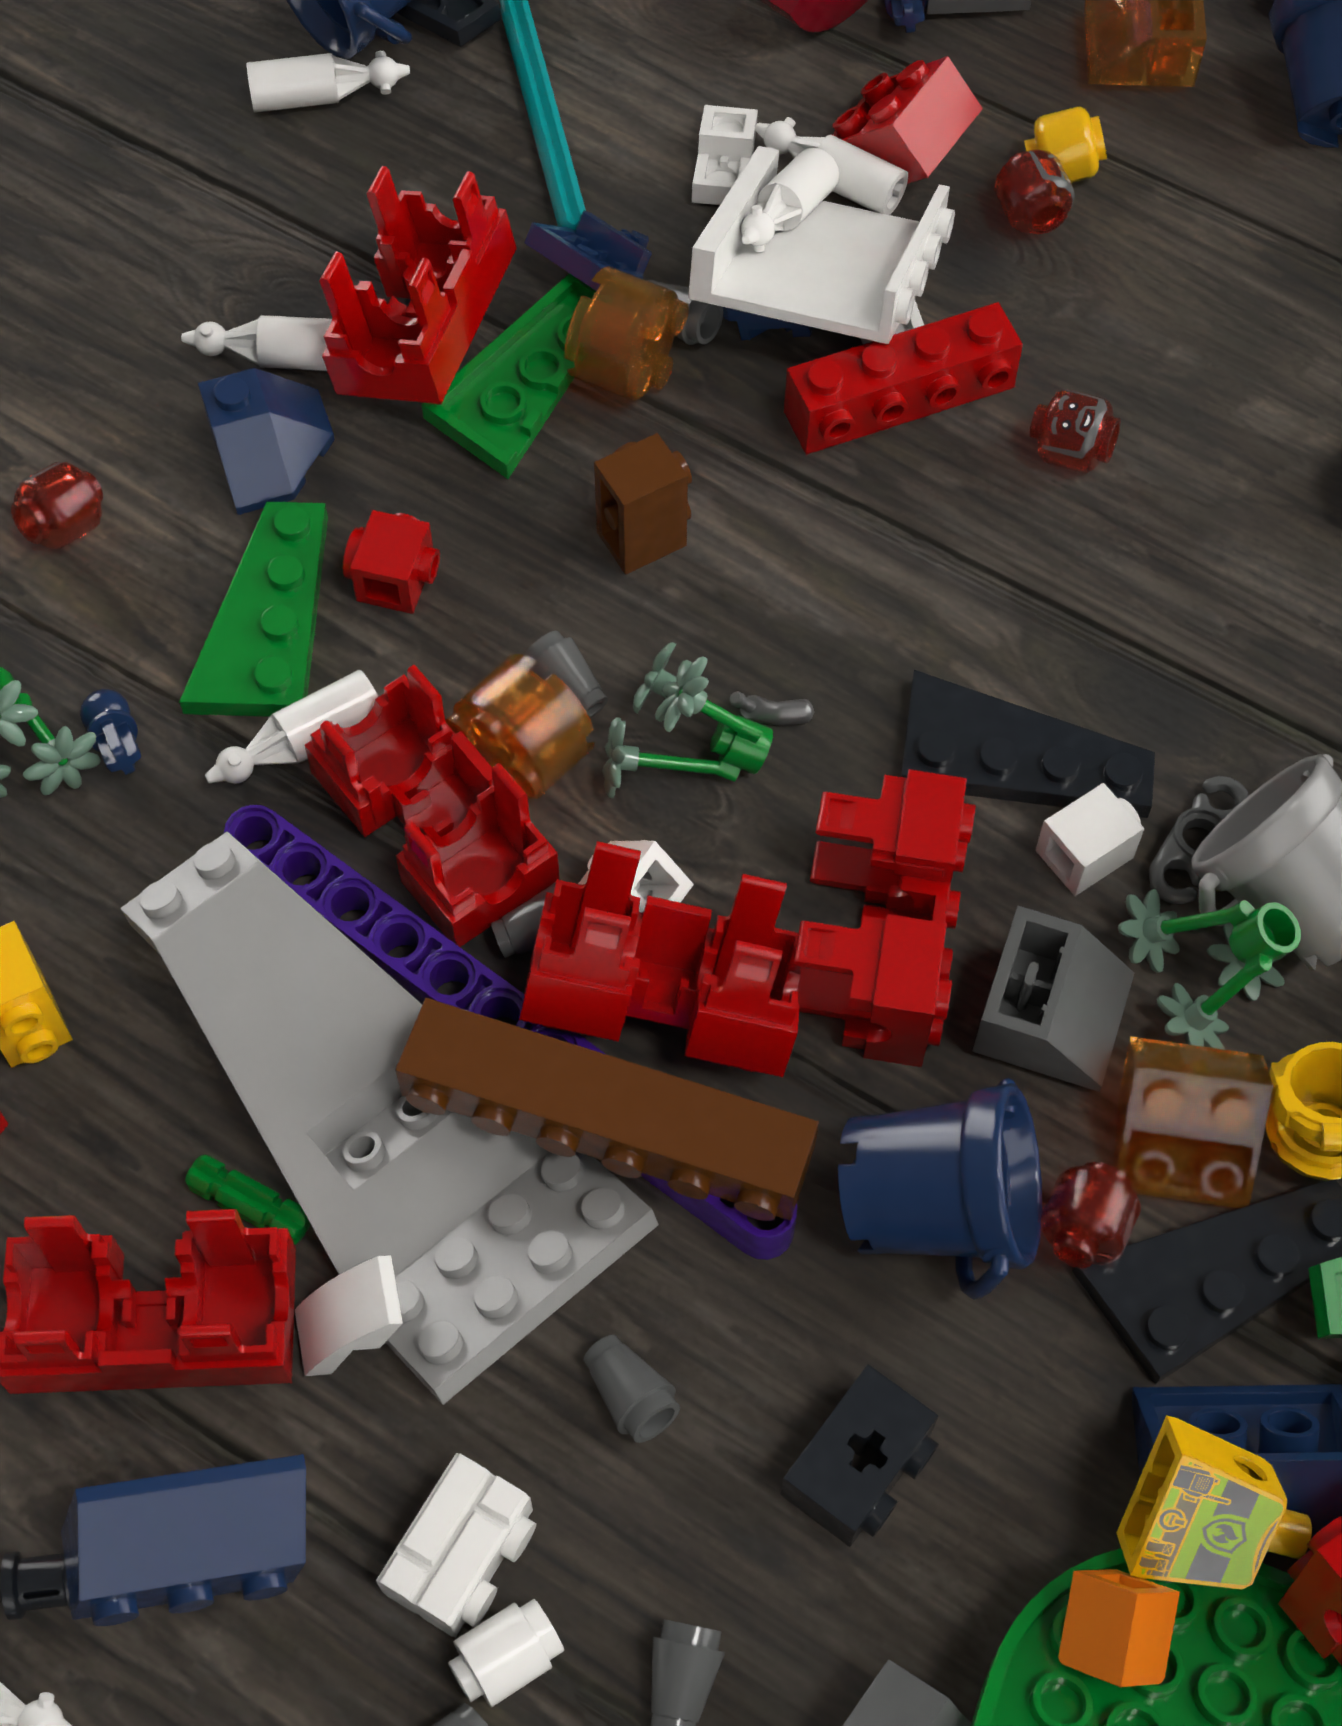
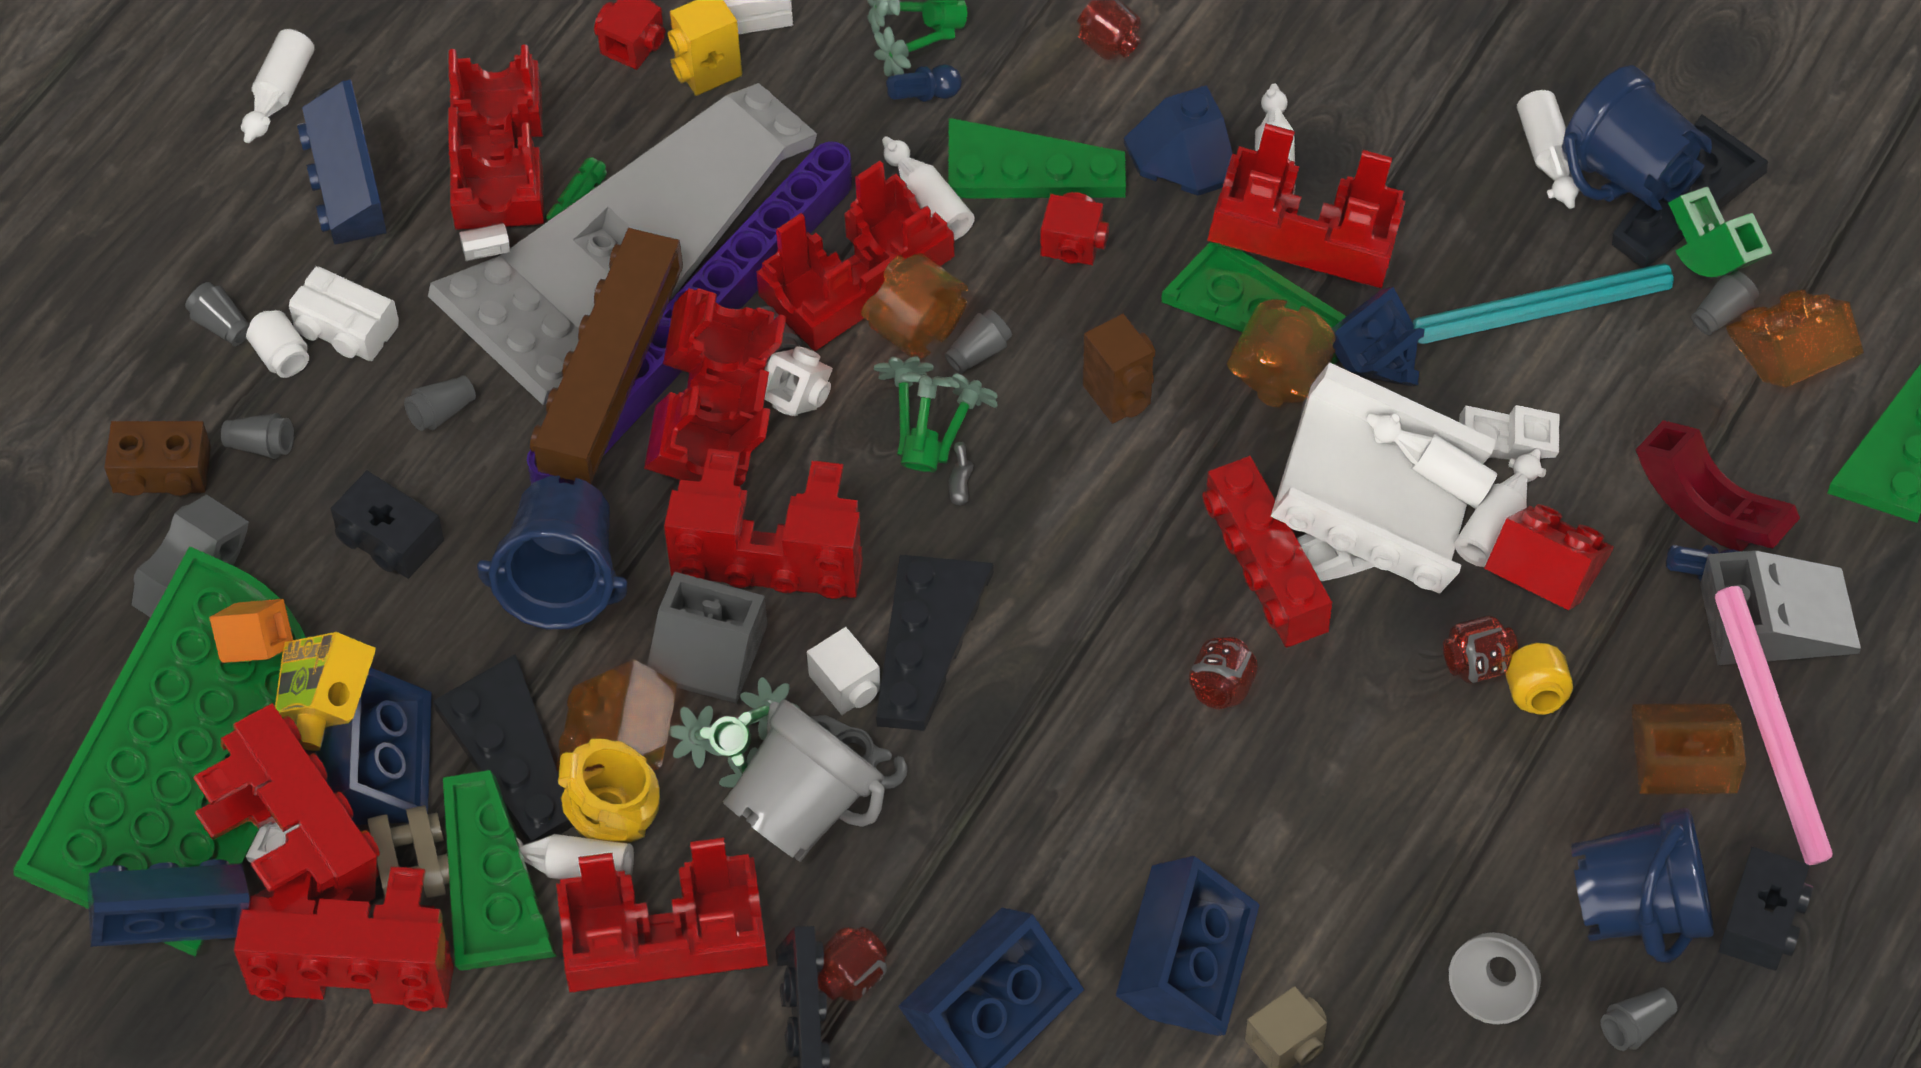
camera: 90 degrees right, 5 degrees down
(1090, 1215) = (543, 655): clear red head -> none

